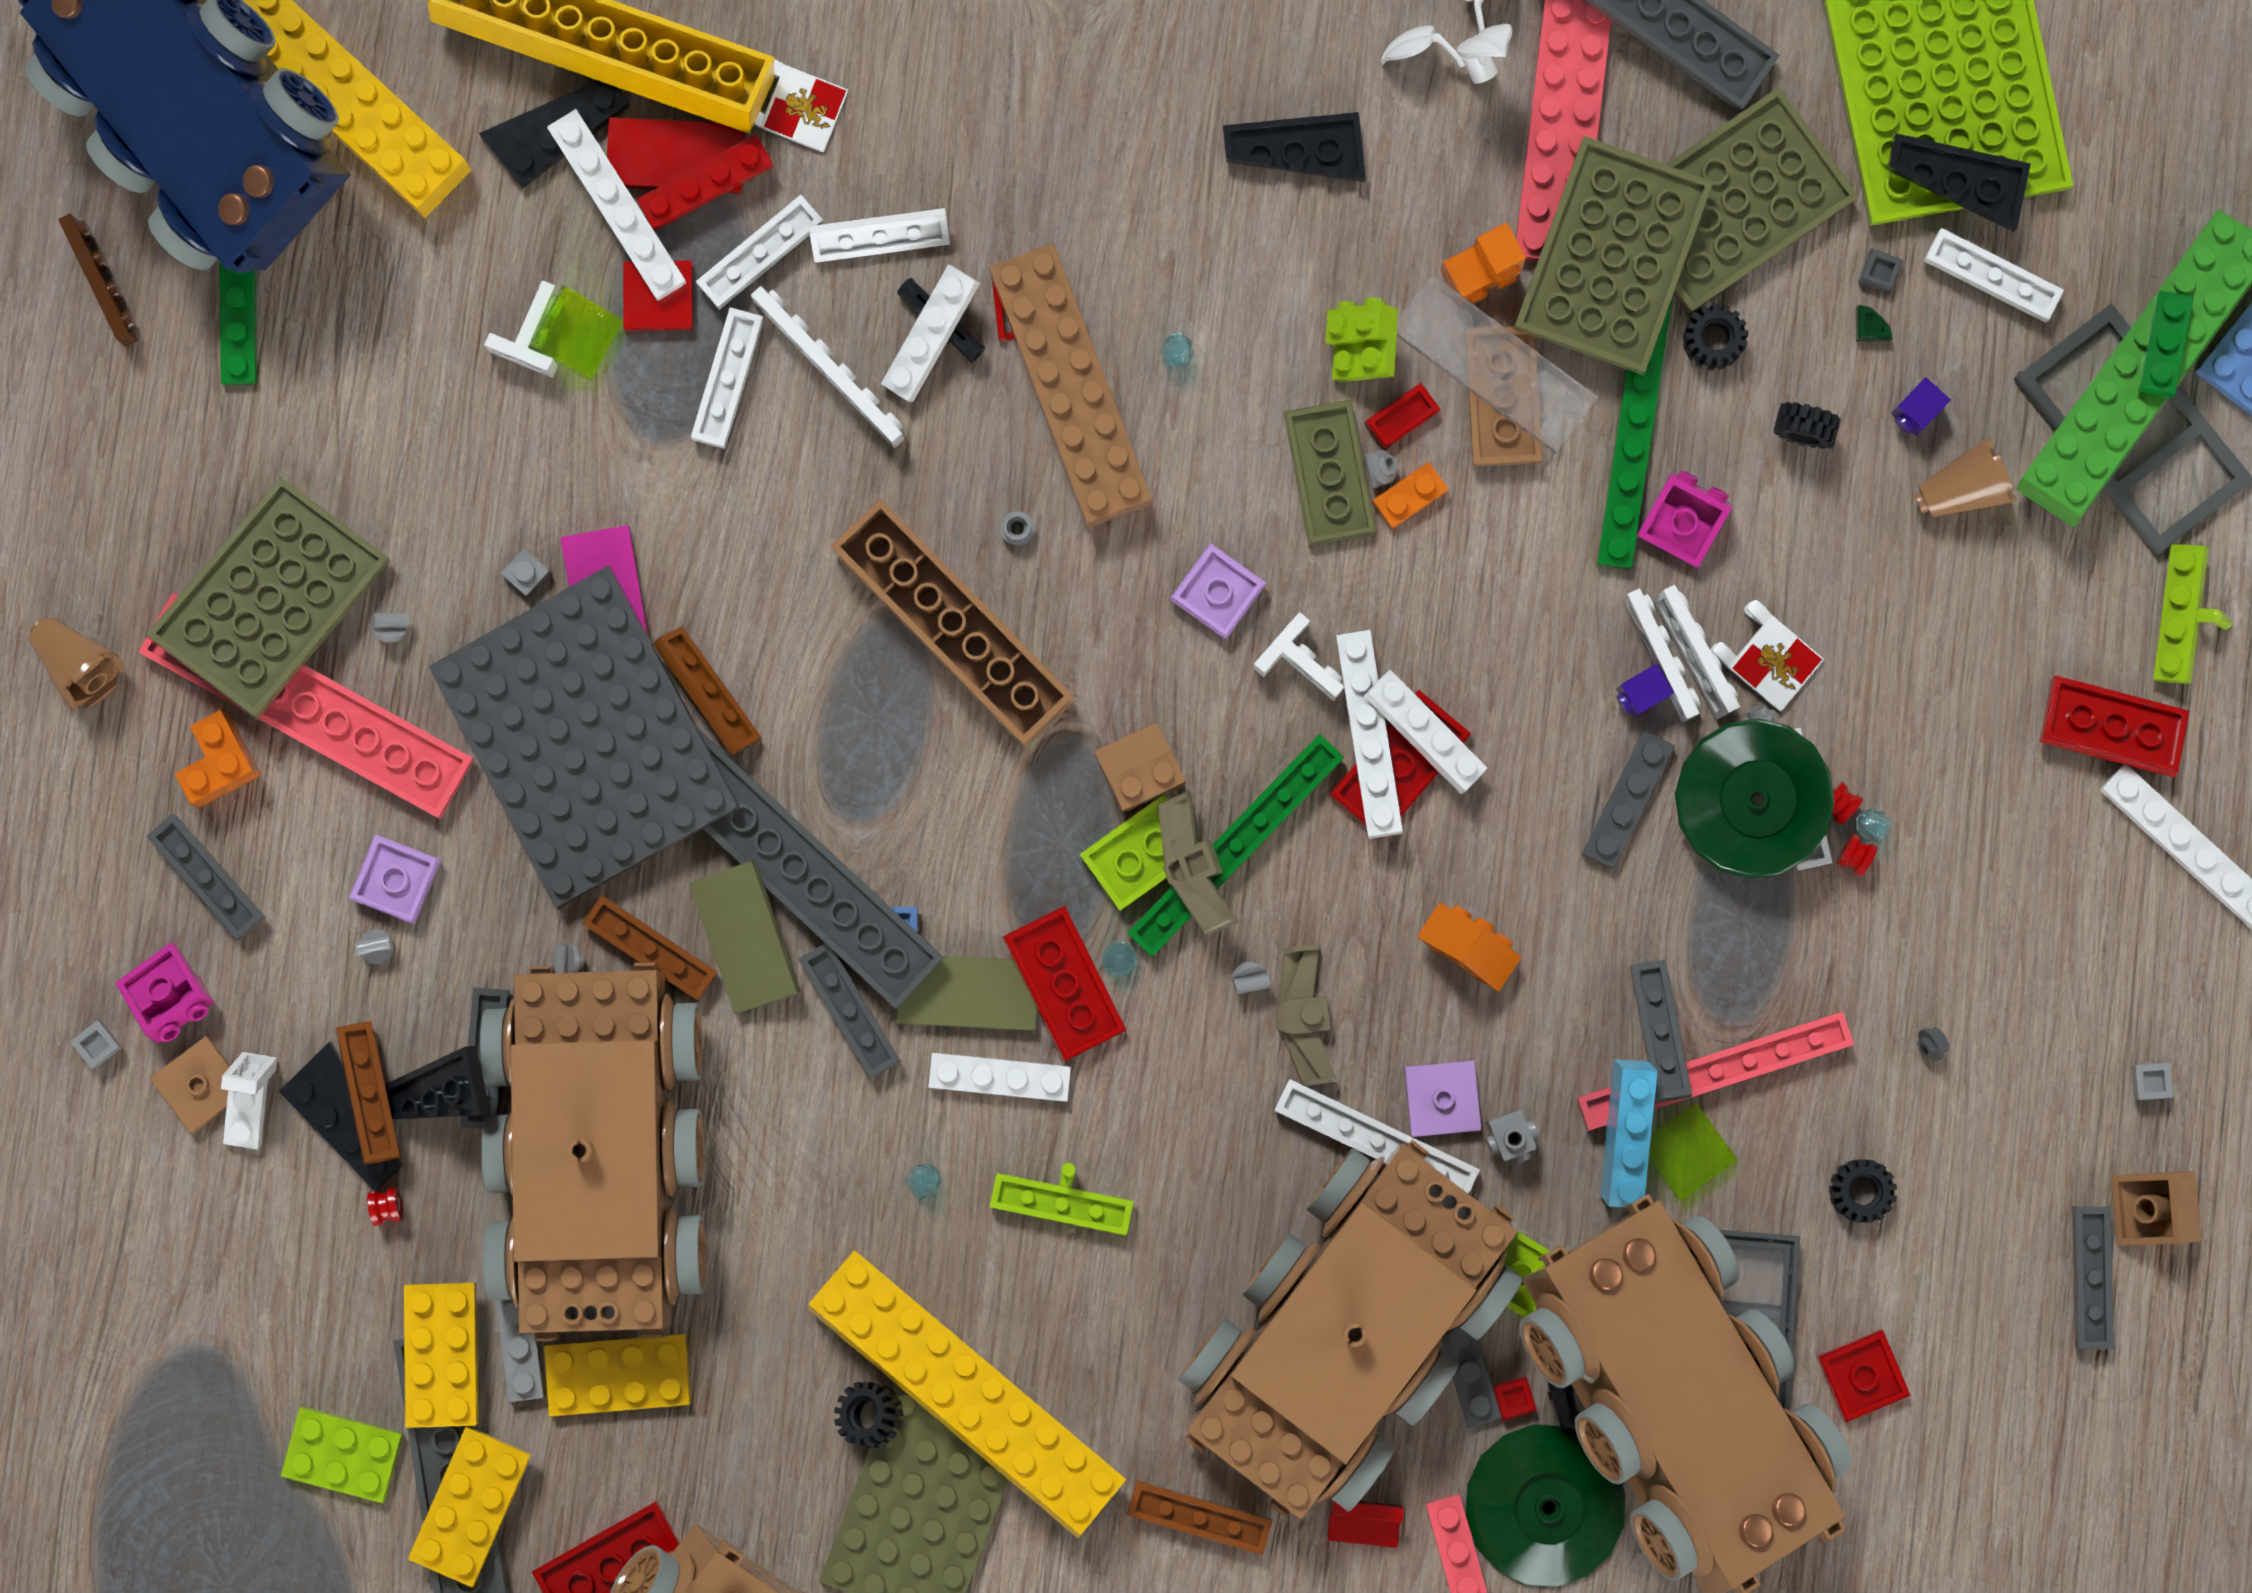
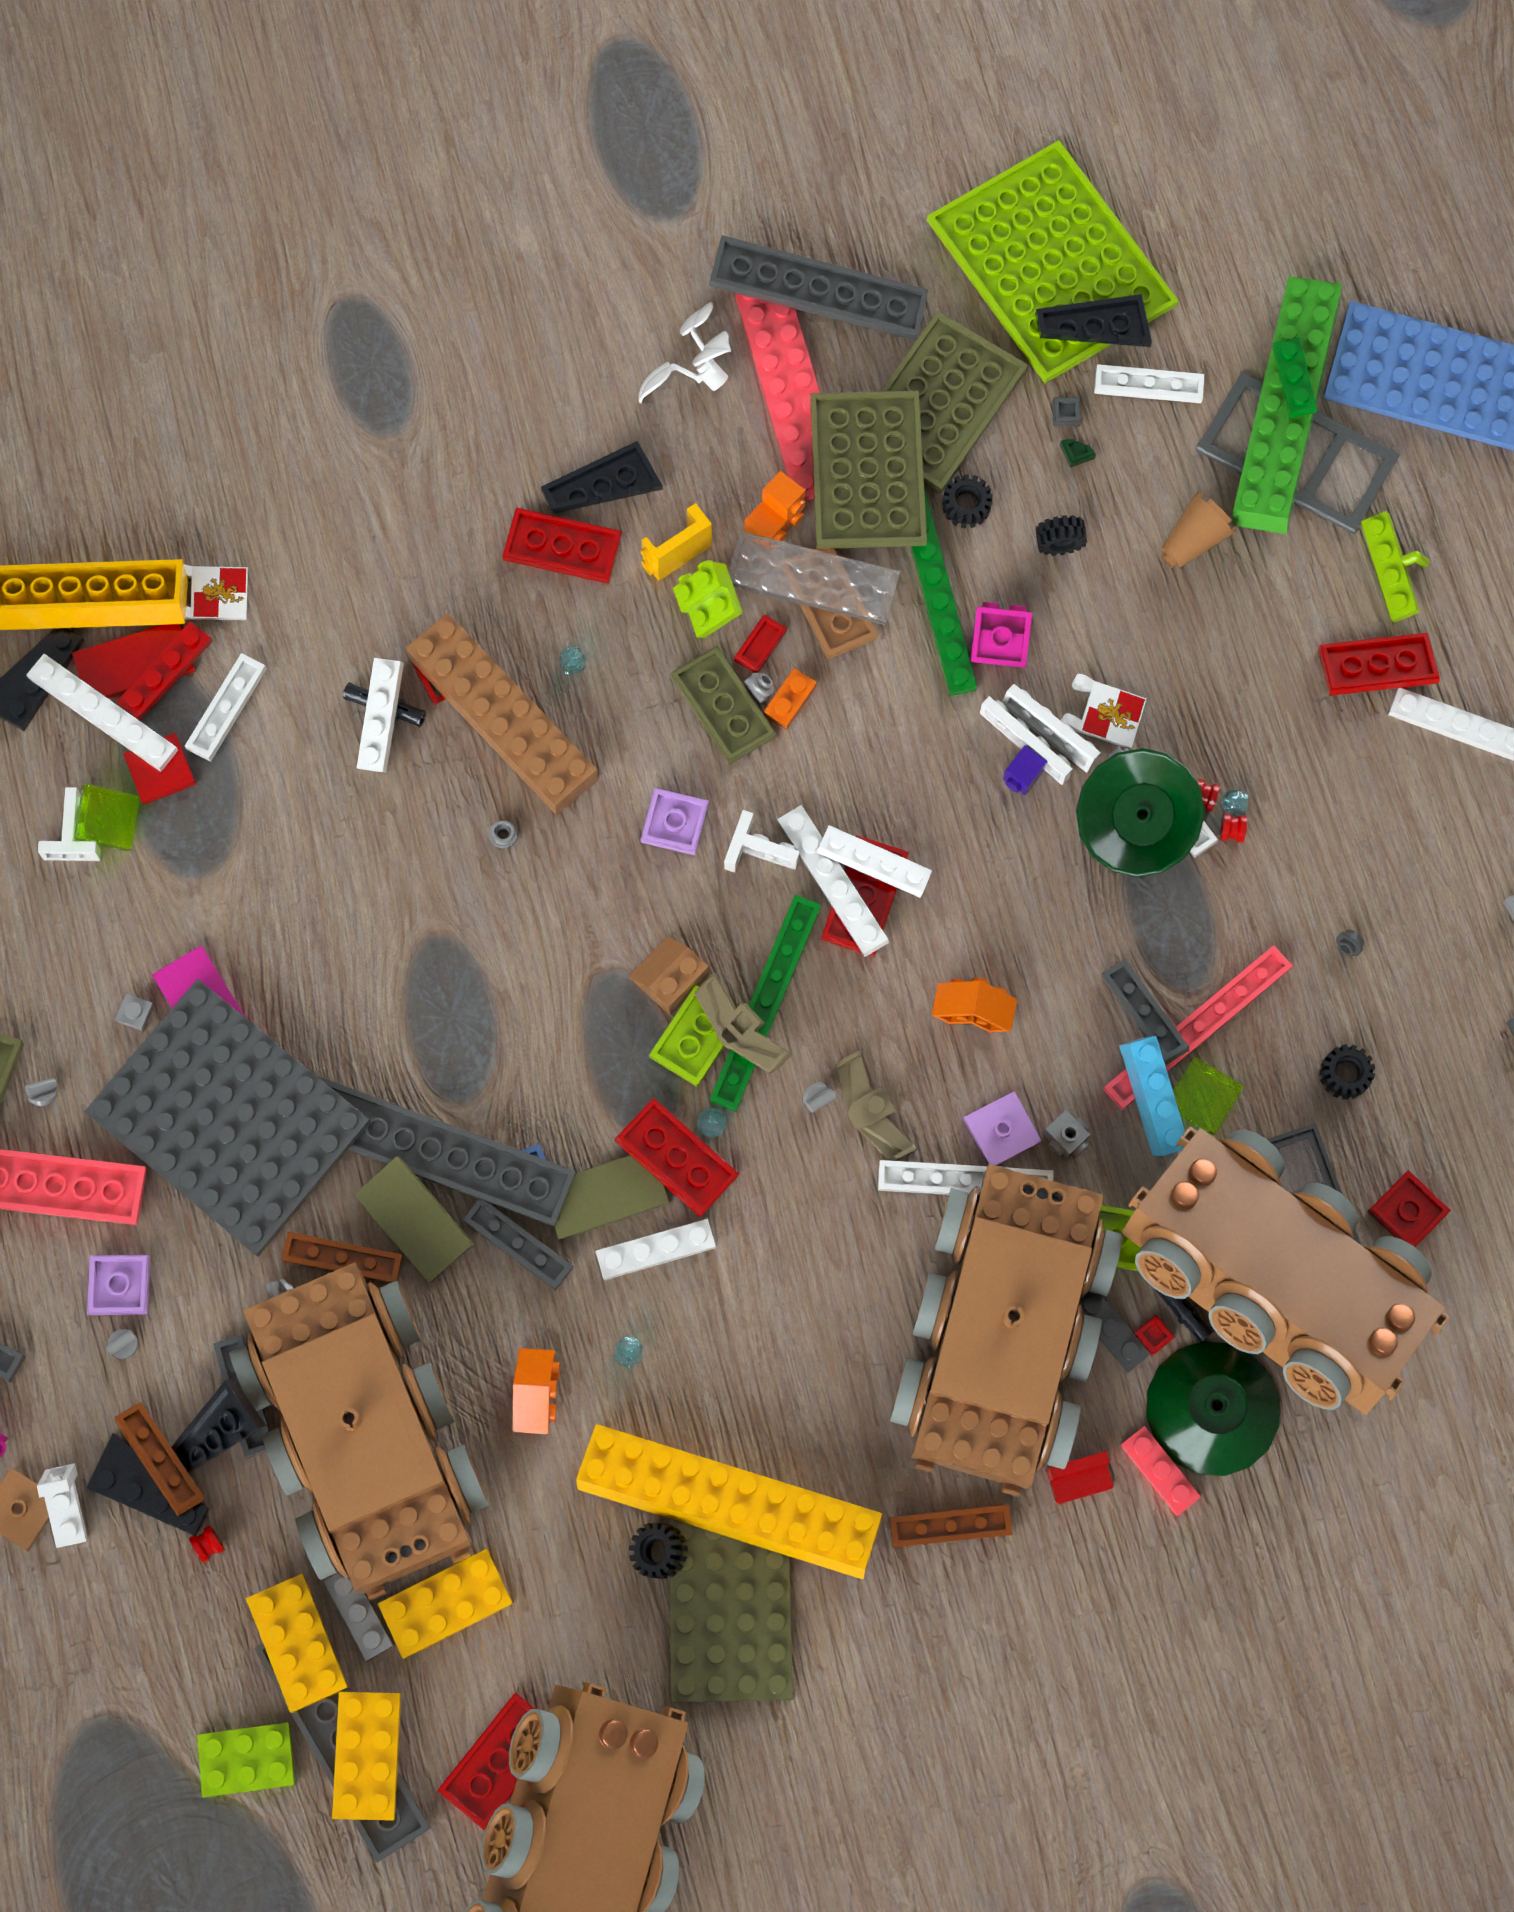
camera: 25 degrees left, 10 degrees down
(707, 690) = (311, 1045): dark orange plate -> none
(727, 378) = (236, 808): white plate -> none
(803, 1184) = (533, 1390): none -> orange brick
(819, 355) = (303, 766): white plate -> none
(879, 235) = (313, 660): white plate -> none
(952, 623) = (482, 920): medium nougat brick -> none
(1062, 1202) = (743, 1324): lime plate -> none
(1221, 205) = (562, 545): none -> red tile
(1353, 267) = (680, 548): none -> yellow panel
(1628, 799) = (1046, 855): dark grey plate -> none
(1920, 407) = (1137, 493): dark purple brick -> none

